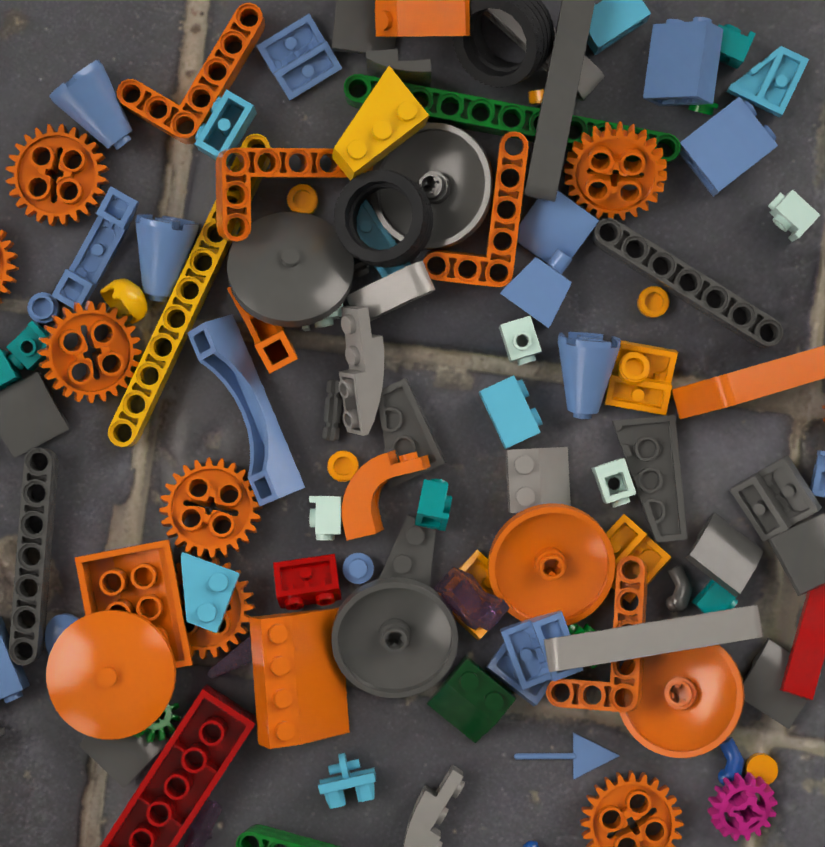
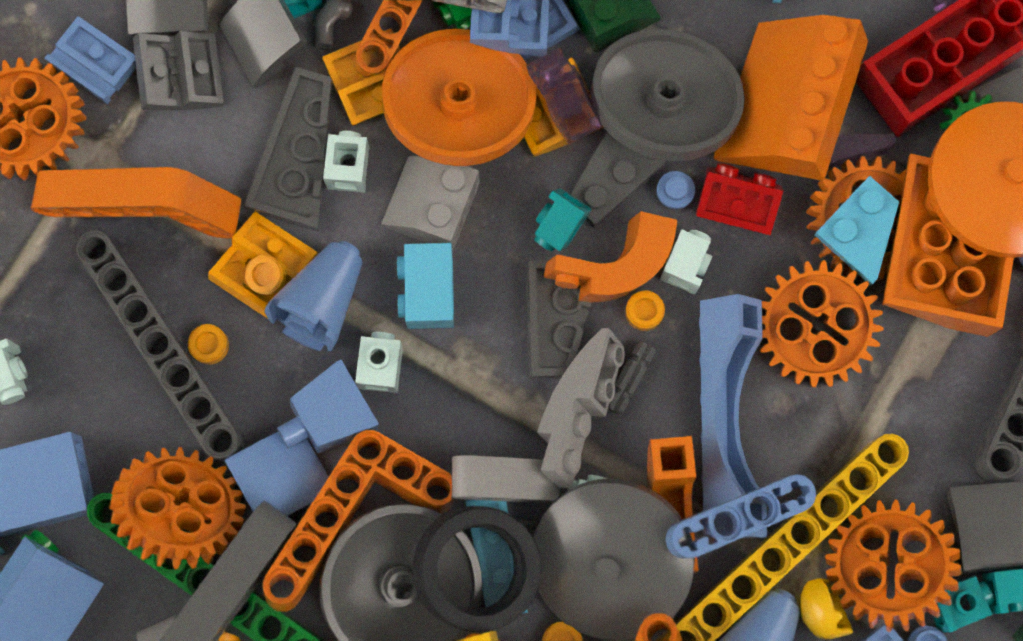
camera: 160 degrees left, 10 degrees down
(213, 336) = (742, 519): none -> medium blue beam

